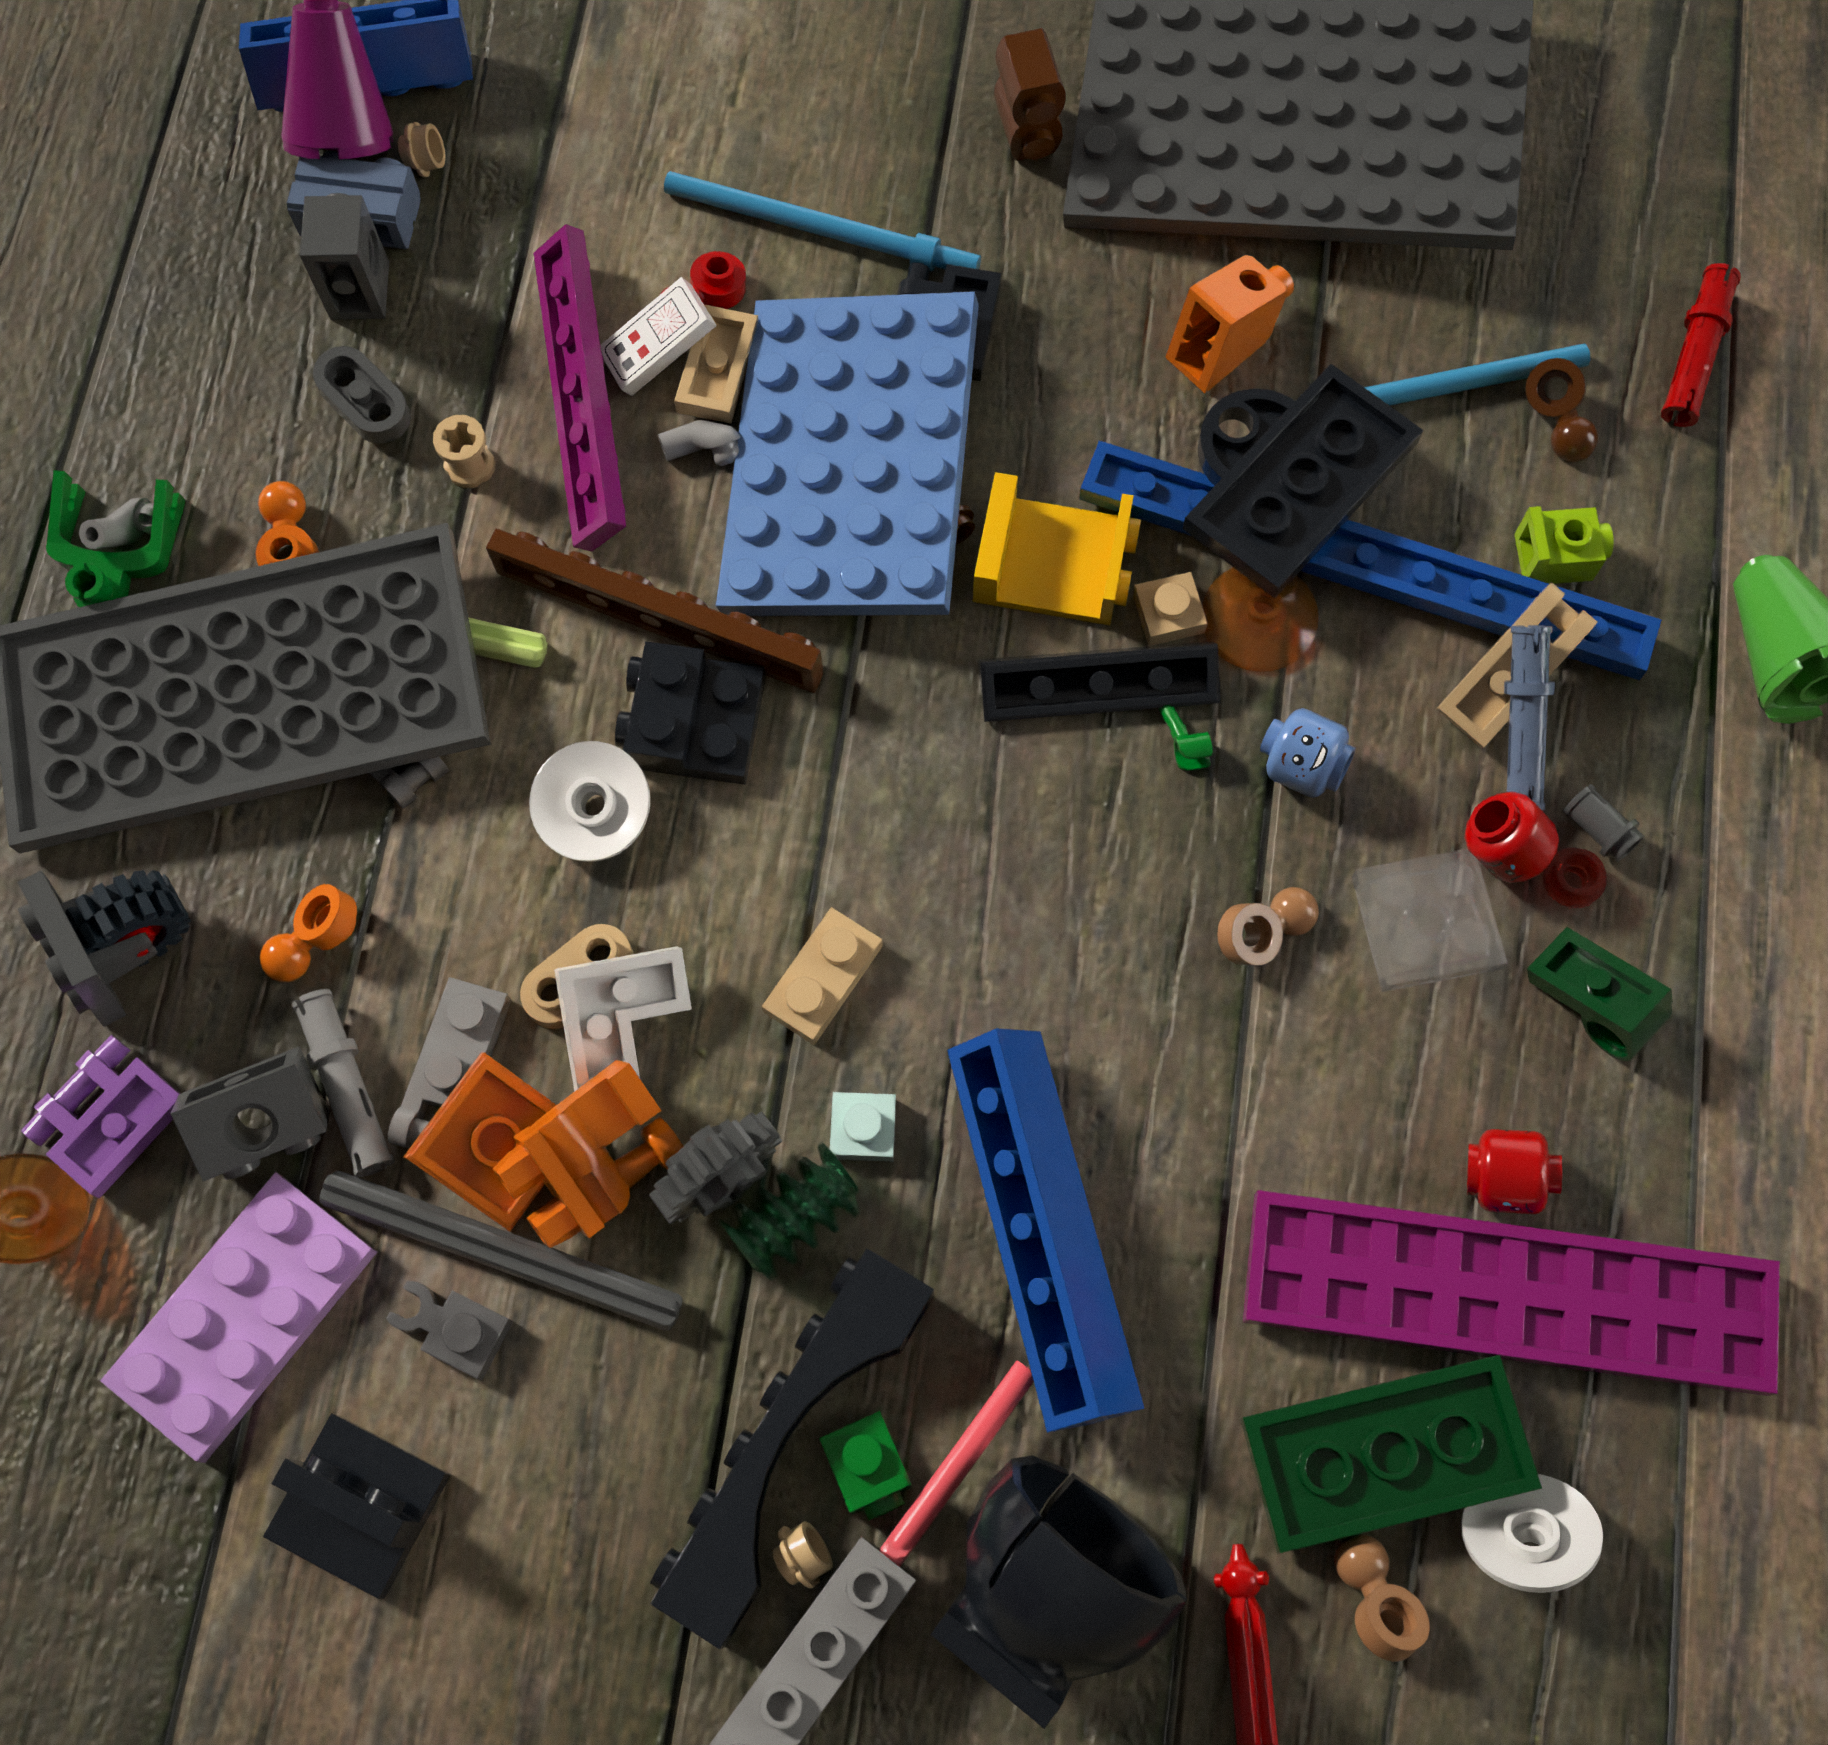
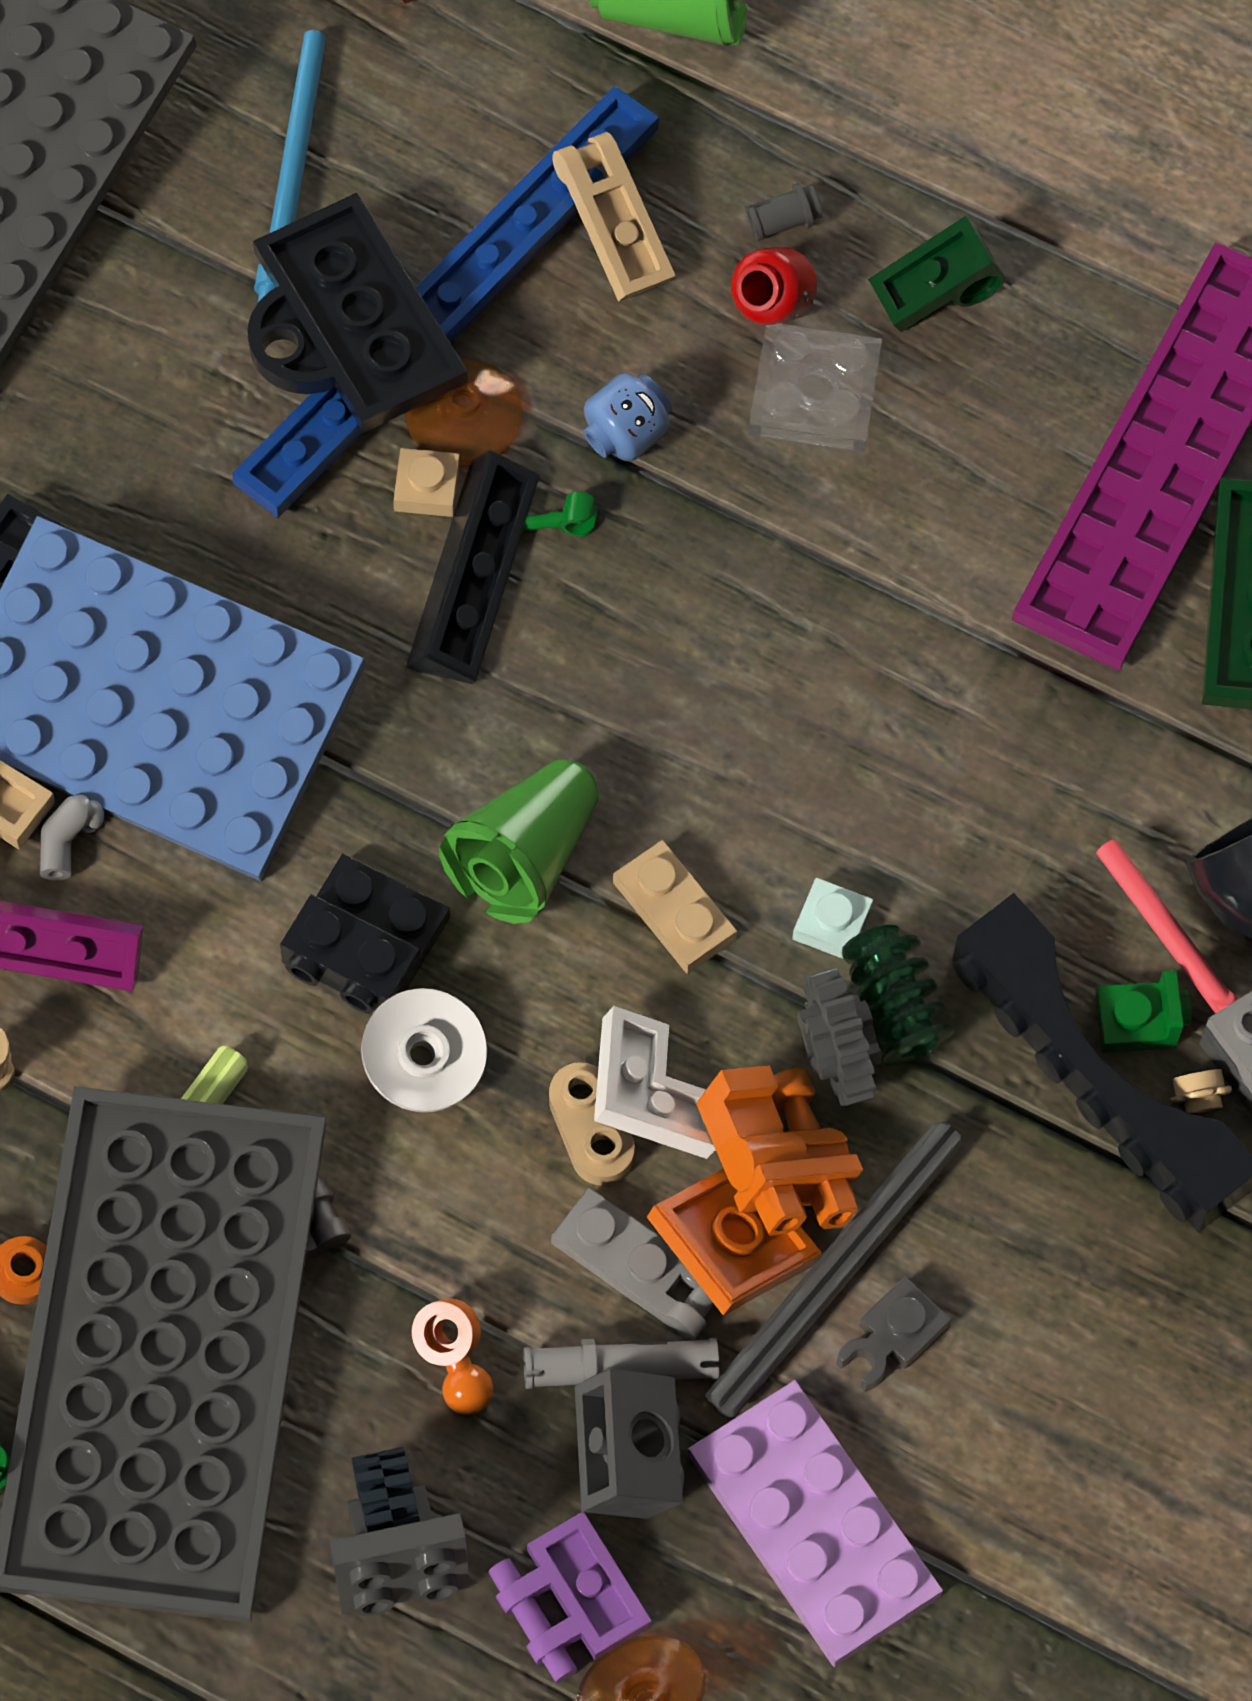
camera: 75 degrees left, 5 degrees down
(355, 1505) = (1030, 1460): black bracket -> none
(638, 603) = (224, 946): reddish brown plate -> none
(832, 812) = (521, 840): none -> bright green cone
(1044, 1230) = (987, 788): blue brick -> none
(1053, 556) = (331, 556): yellow panel -> none
(1227, 319) = (149, 290): orange torso -> none
(1290, 913) = (775, 527): medium nougat plate -> none
(1513, 1171) = (1068, 408): red head -> none
(1528, 710) = (653, 213): sand blue pin -> none
(1563, 544) = (505, 134): lime brick -> none
(1573, 435) = (395, 80): reddish brown plate -> none
(1585, 865) = (830, 243): clear red plate -> none

